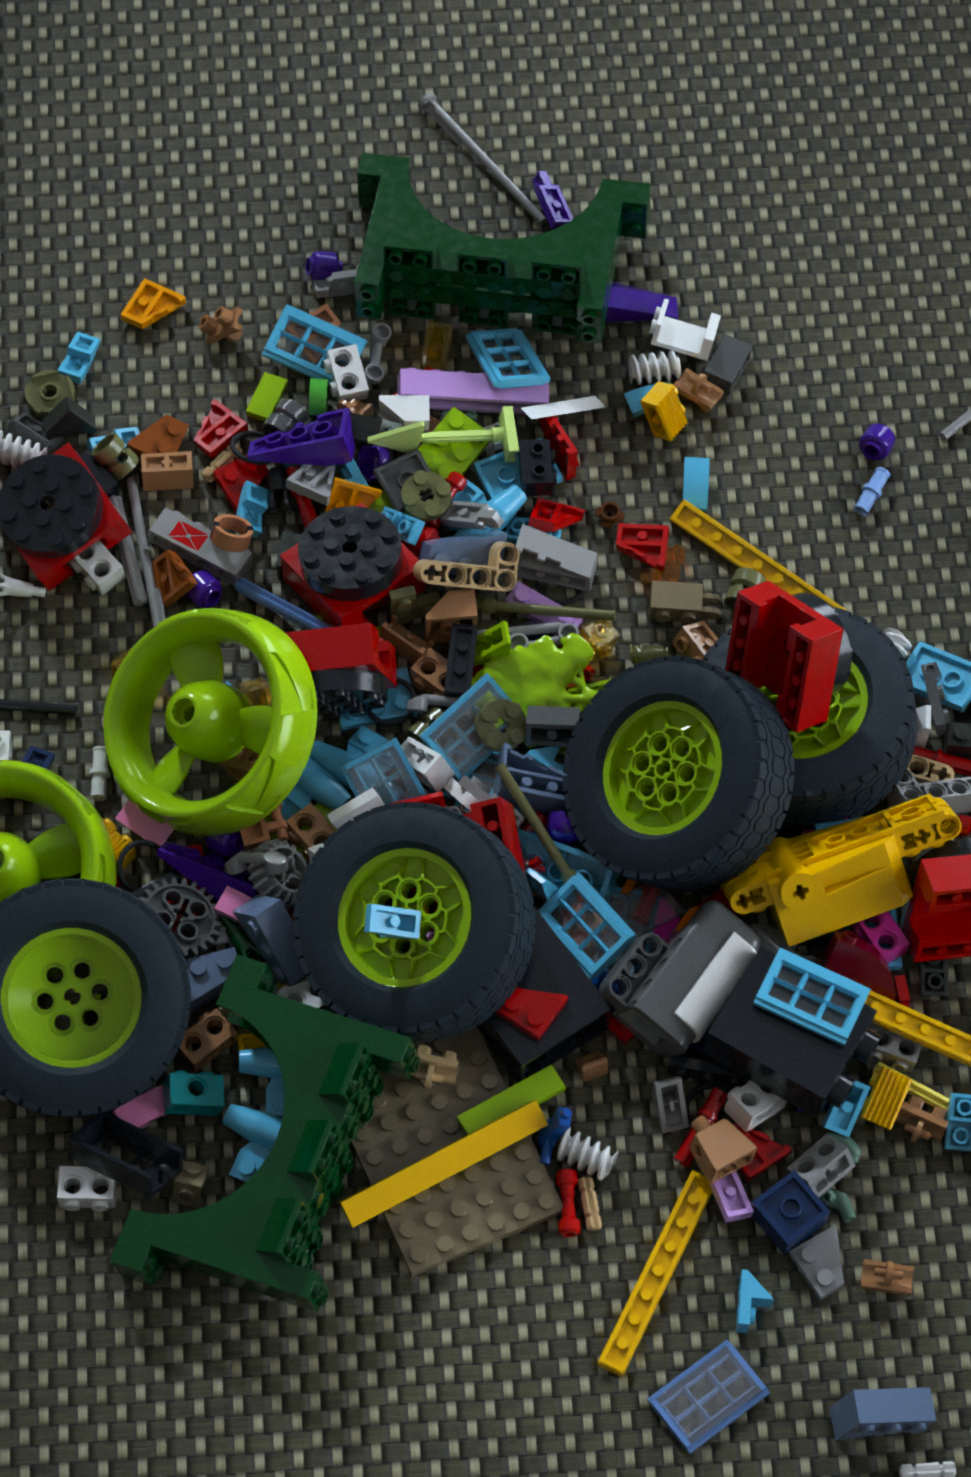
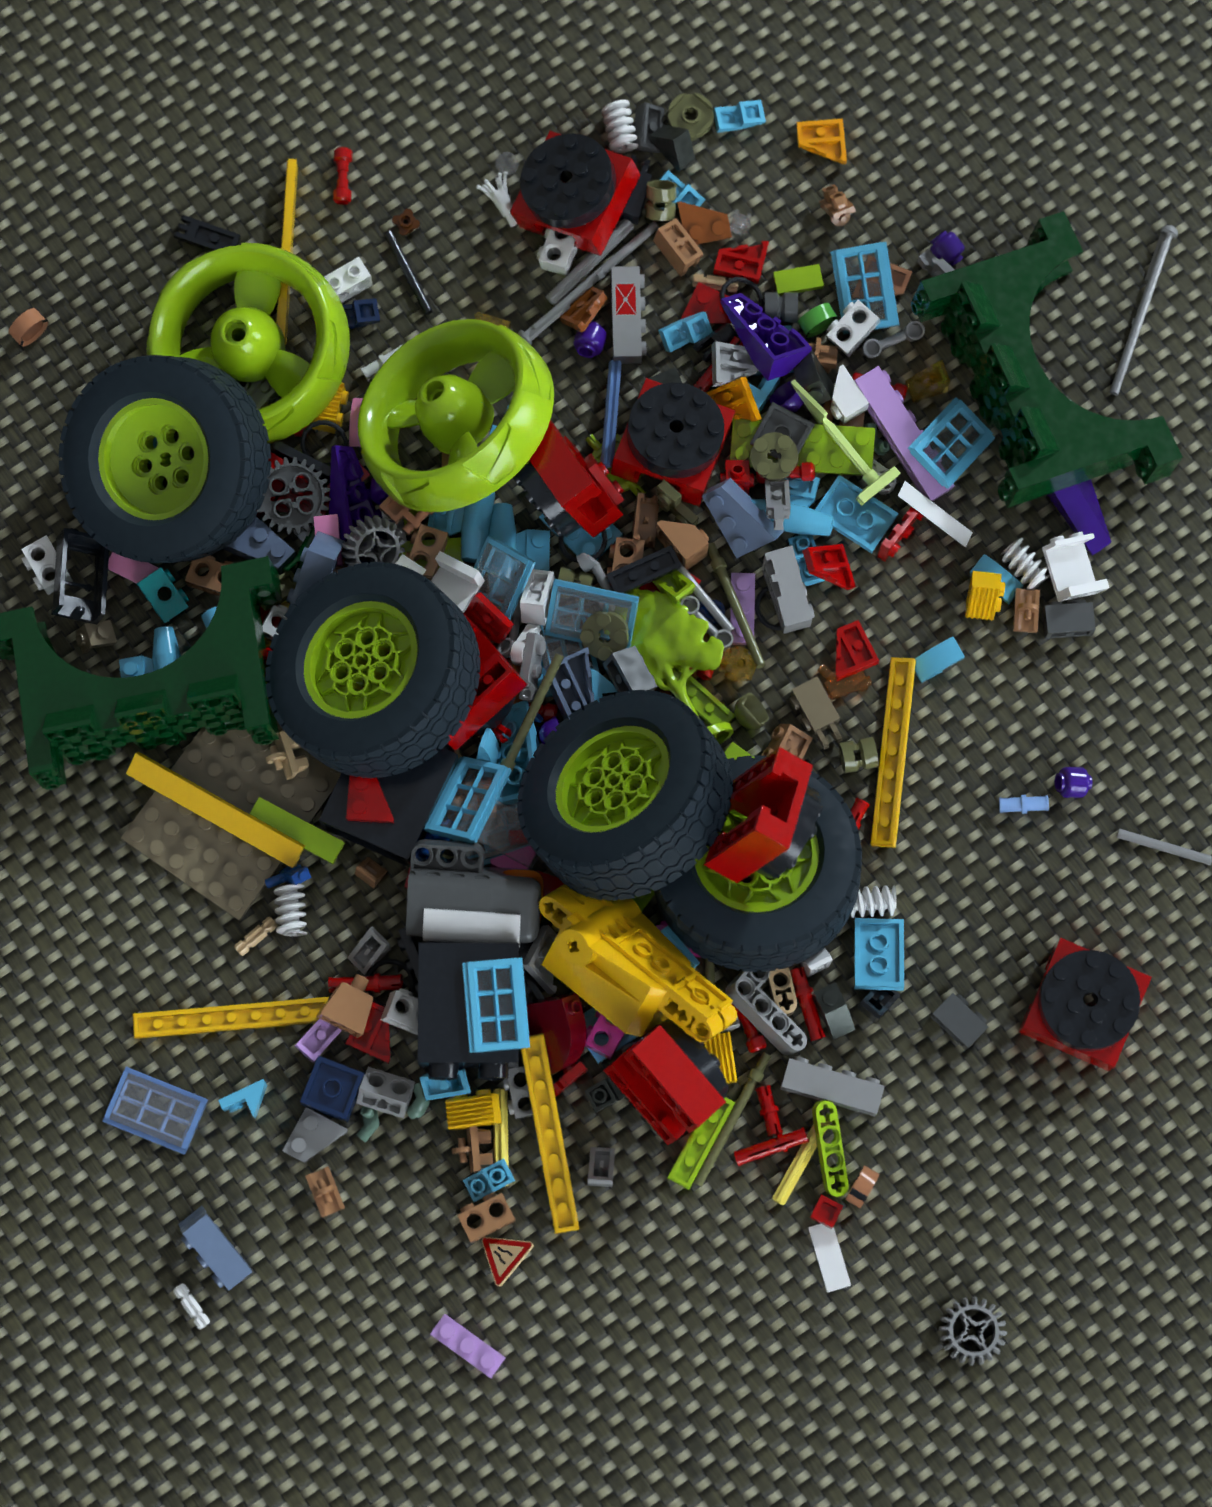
camera: 60 degrees right, 15 degrees up
(180, 410) = (739, 223): none -> clear plate
(228, 541) = (633, 333): nougat piece -> none
(275, 862) = (367, 535): light grey bar -> none
(392, 922) = (343, 652): medium azure slope -> none
(407, 526) = (736, 451): medium azure slope -> none
(465, 571) = (720, 527): tan beam -> none
(536, 467) = (861, 525): black brick -> none
(551, 200) = (1134, 389): dark purple hinge -> none
(566, 1180) = (262, 909): red piece -> none
(609, 508) = (863, 601): reddish brown plate -> none
(935, 695) = (848, 958): dark grey hinge -> none

